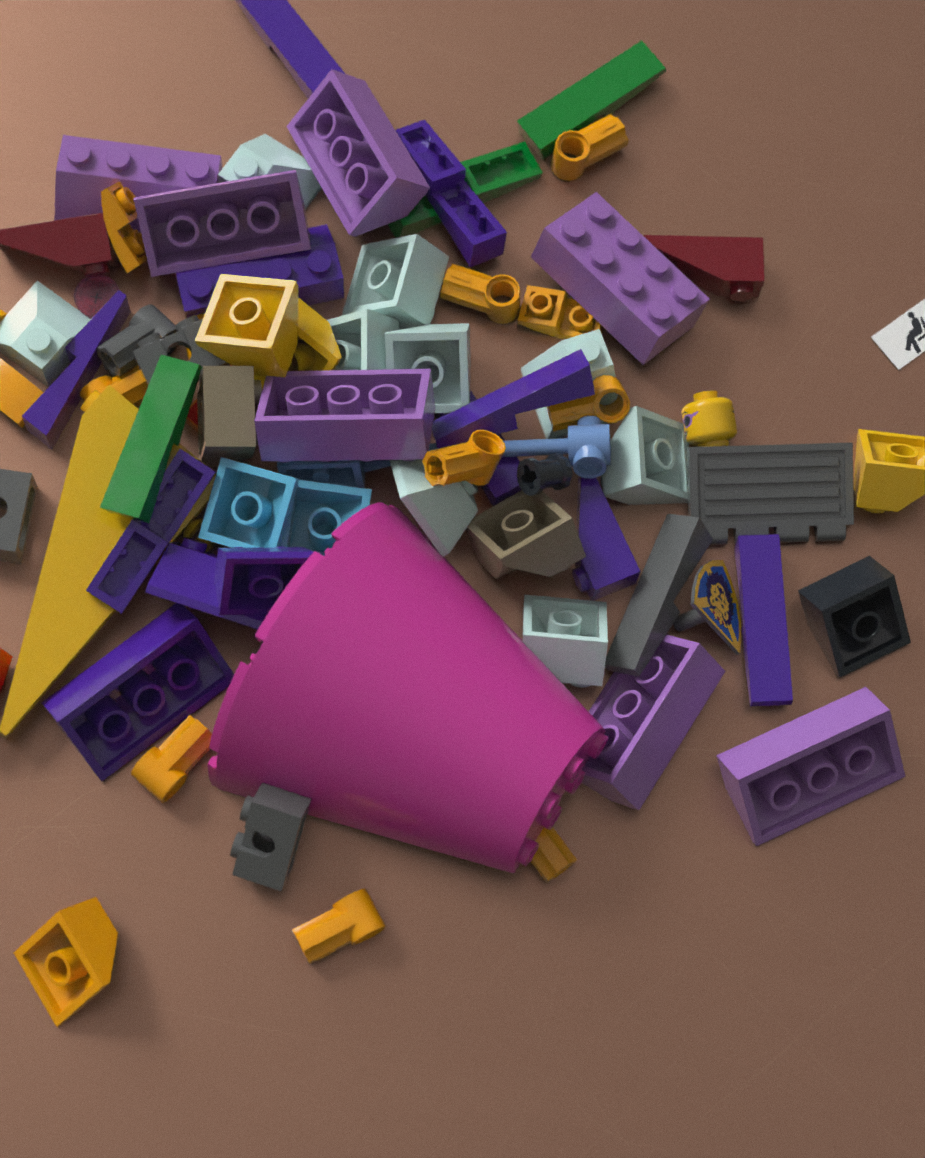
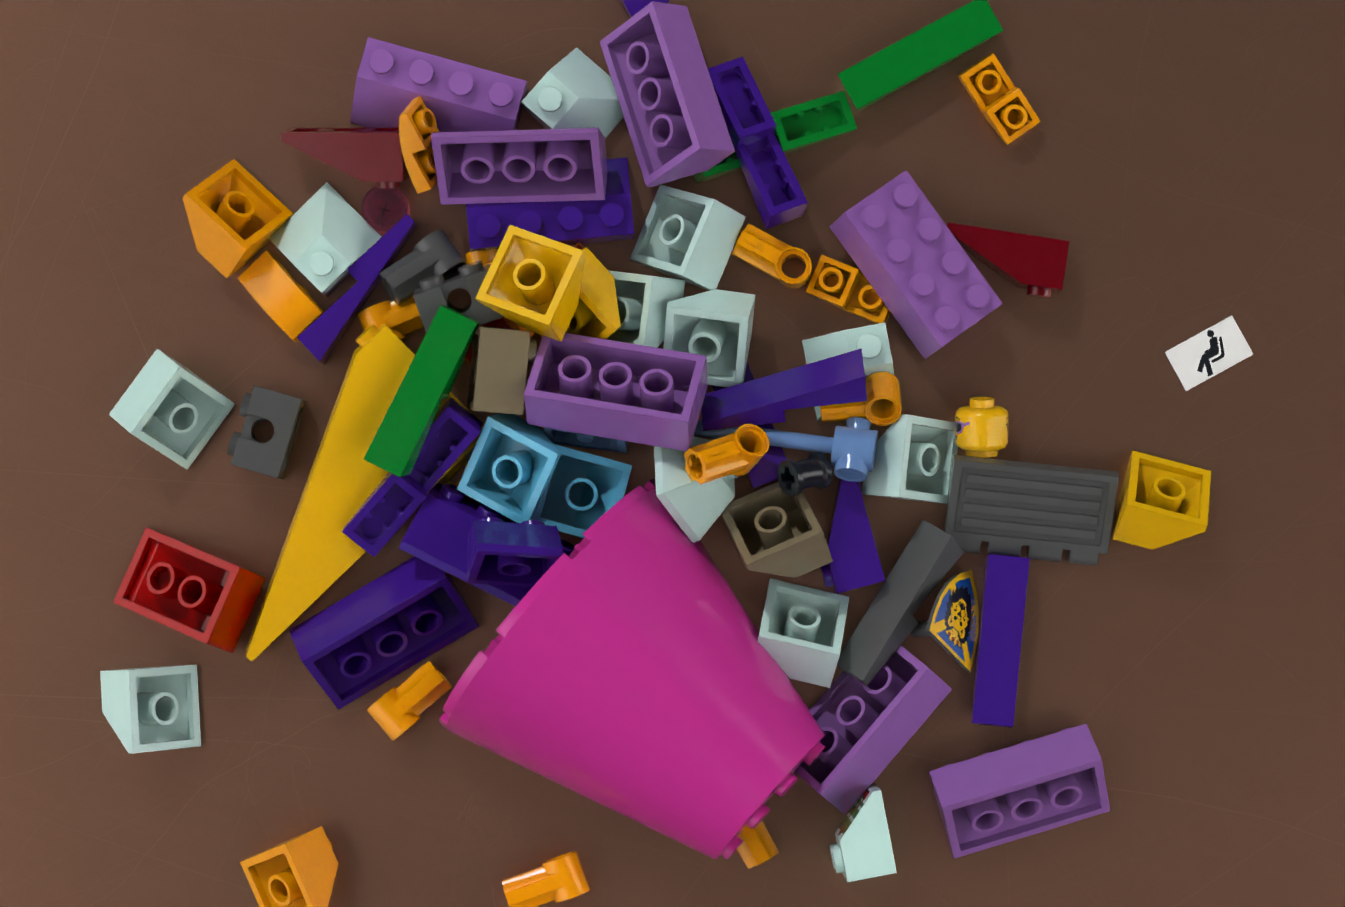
camera: 10 degrees right, 15 degrees up
(271, 836) = (491, 795): dark grey brick -> none
(588, 145) = (910, 106): light orange piece -> none
(665, 831) = (864, 840): none -> light aqua slope
(668, 131) = (998, 98): none -> light orange slope
(855, 615) = (1090, 647): black slope -> none

